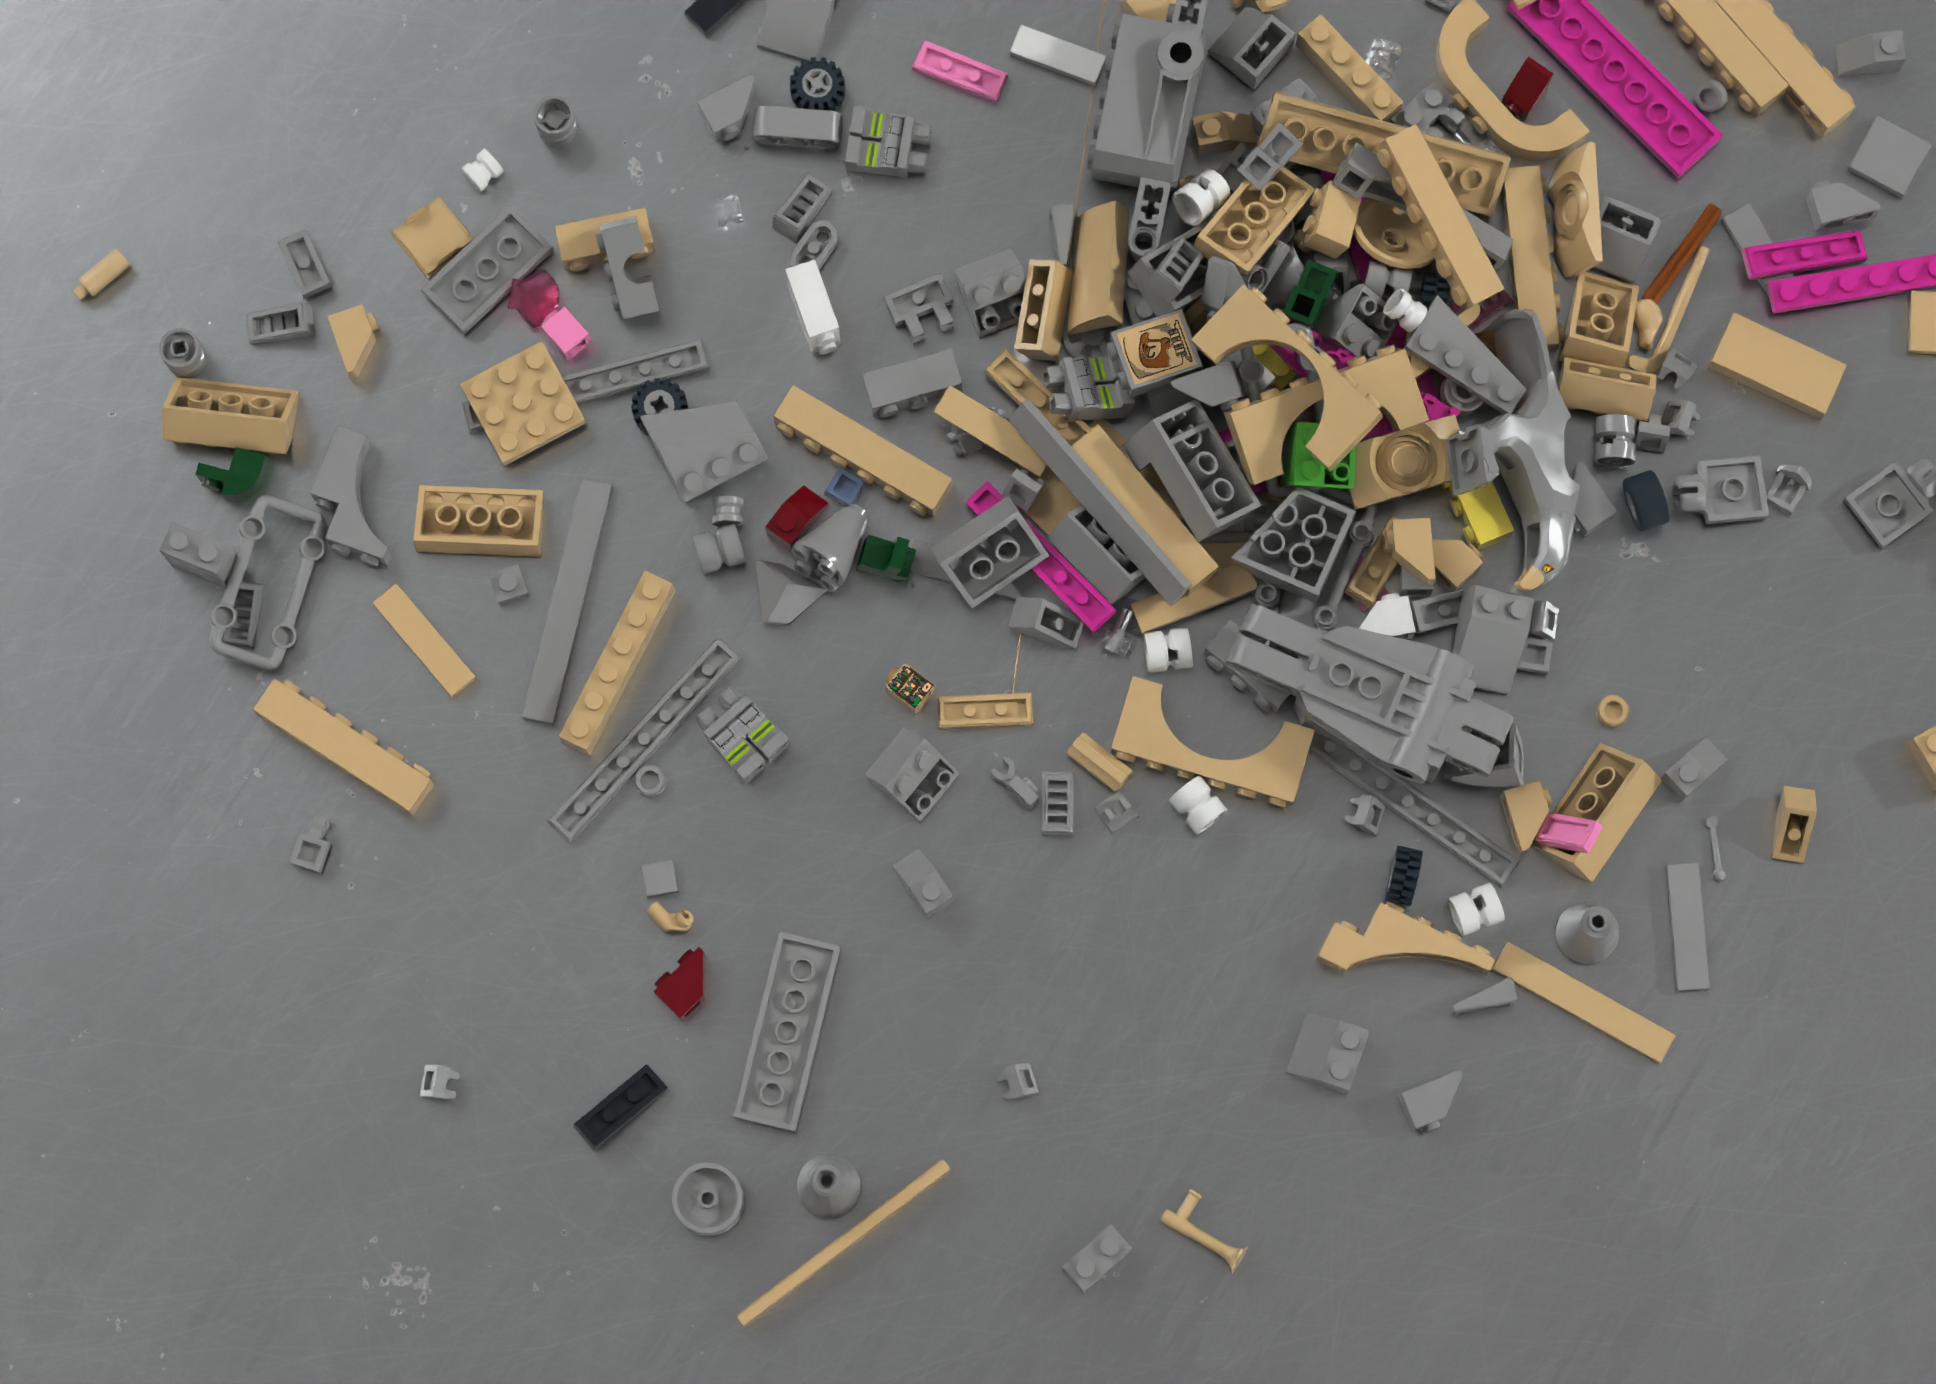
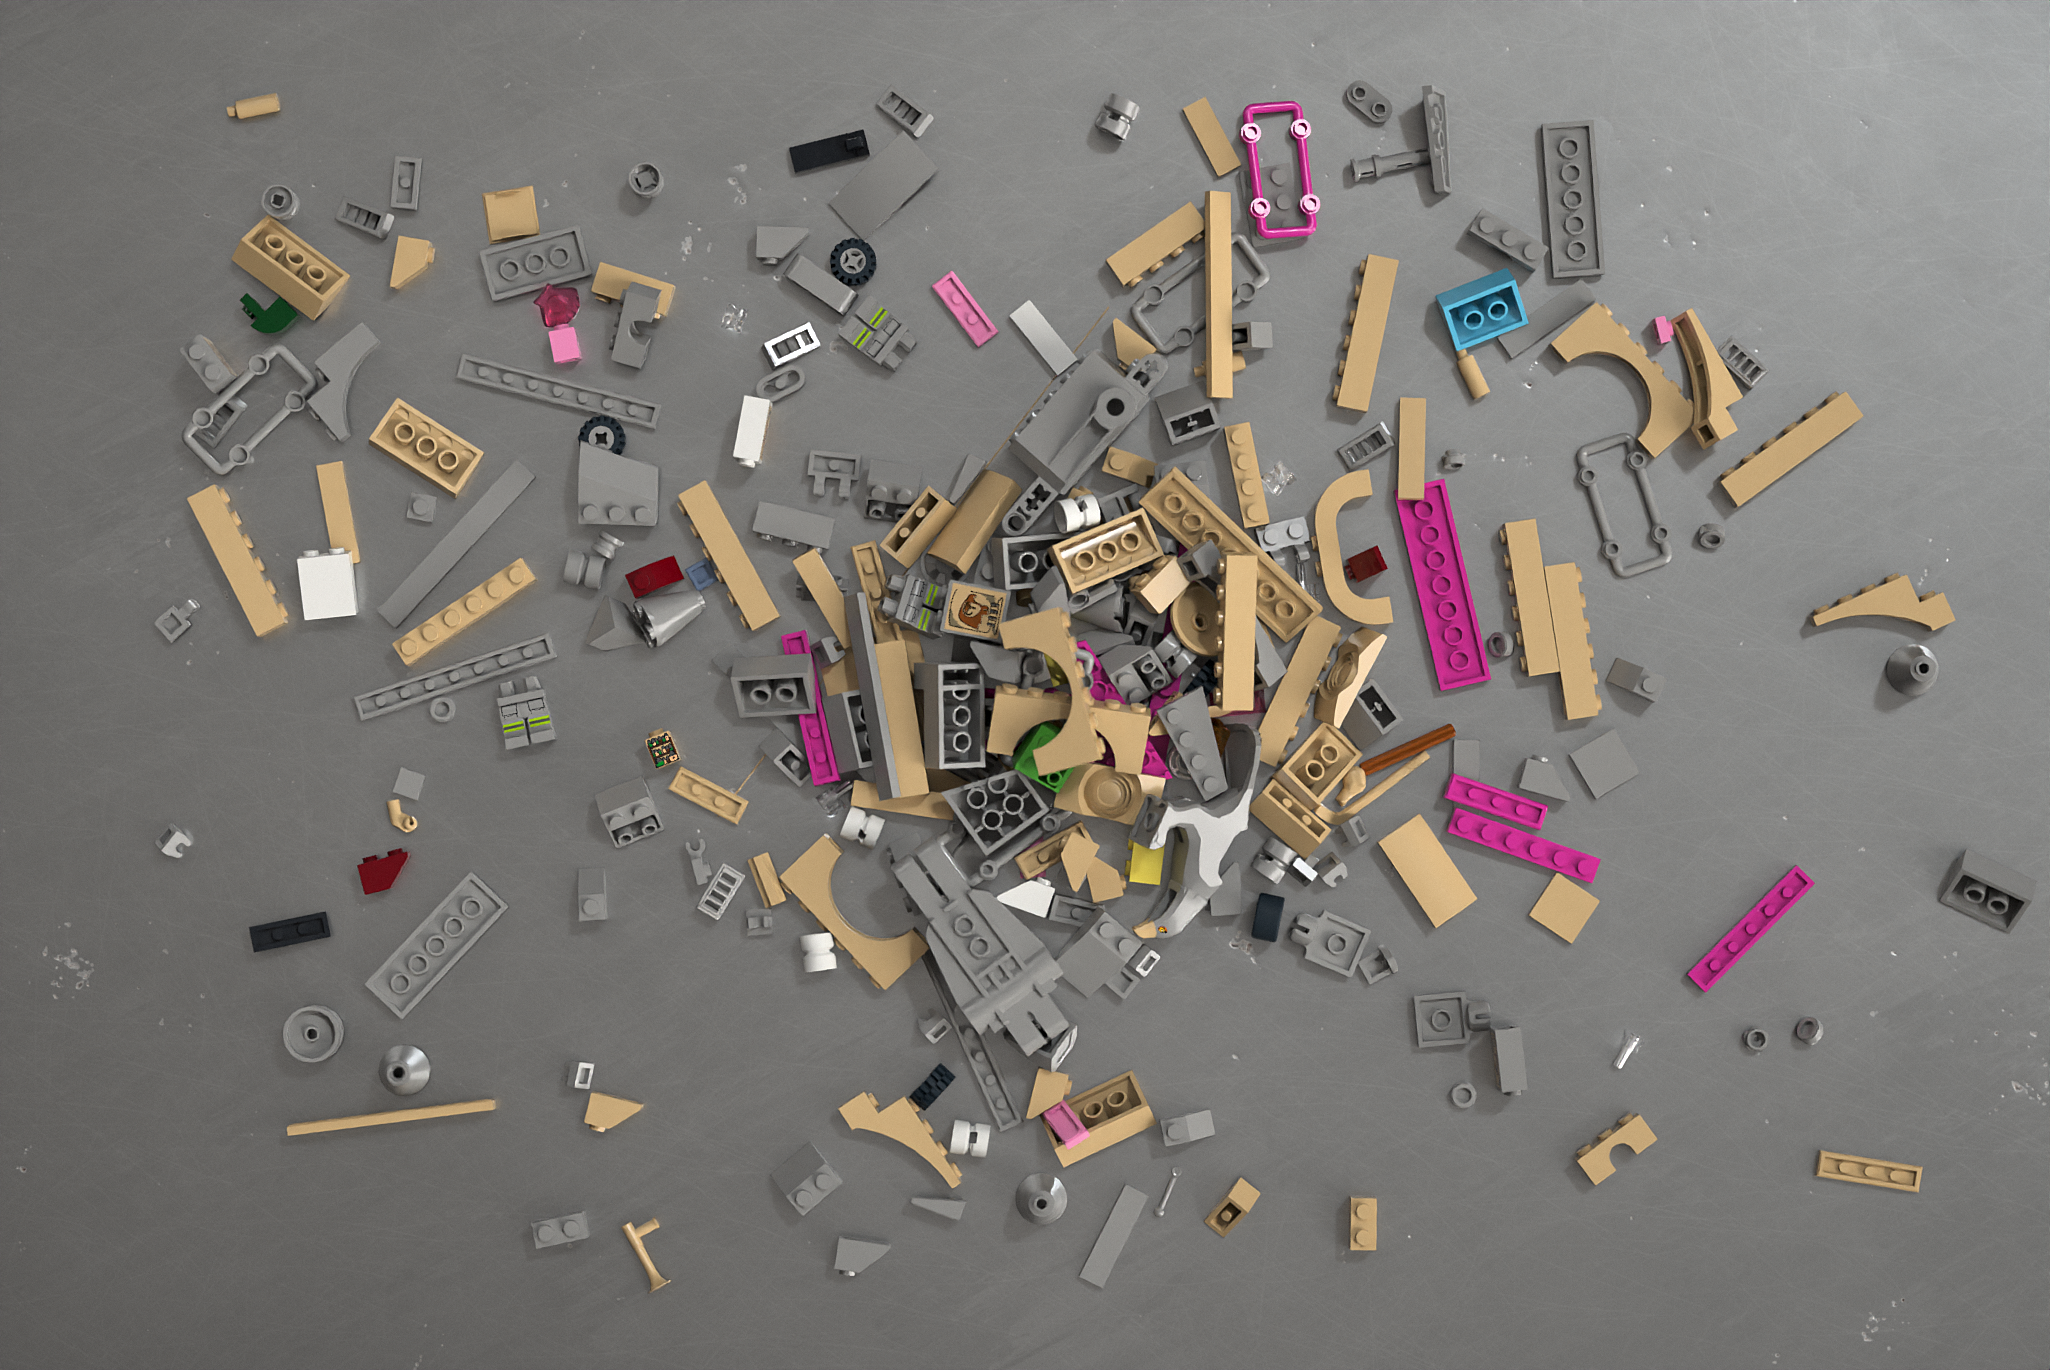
camera: 25 degrees right, 10 degrees up
(454, 715) = (327, 584): none -> white brick
(482, 170) = (573, 185): white wheel -> none
(523, 403) = (504, 380): tan plate -> none
(886, 558) = (700, 645): dark green brick -> none
(1074, 1101) = (608, 1110): none -> tan slope
(1174, 270) = (1009, 568): light grey slope -> none
(1270, 156) = (1143, 513): light grey slope -> none
(1310, 294) = (1109, 634): dark green brick -> none
(1405, 310) = (1174, 686): white wheel -> none
(1583, 1002) = (1008, 1246): tan tile -> none
(1612, 711) = (1154, 1052): tan tile -> none

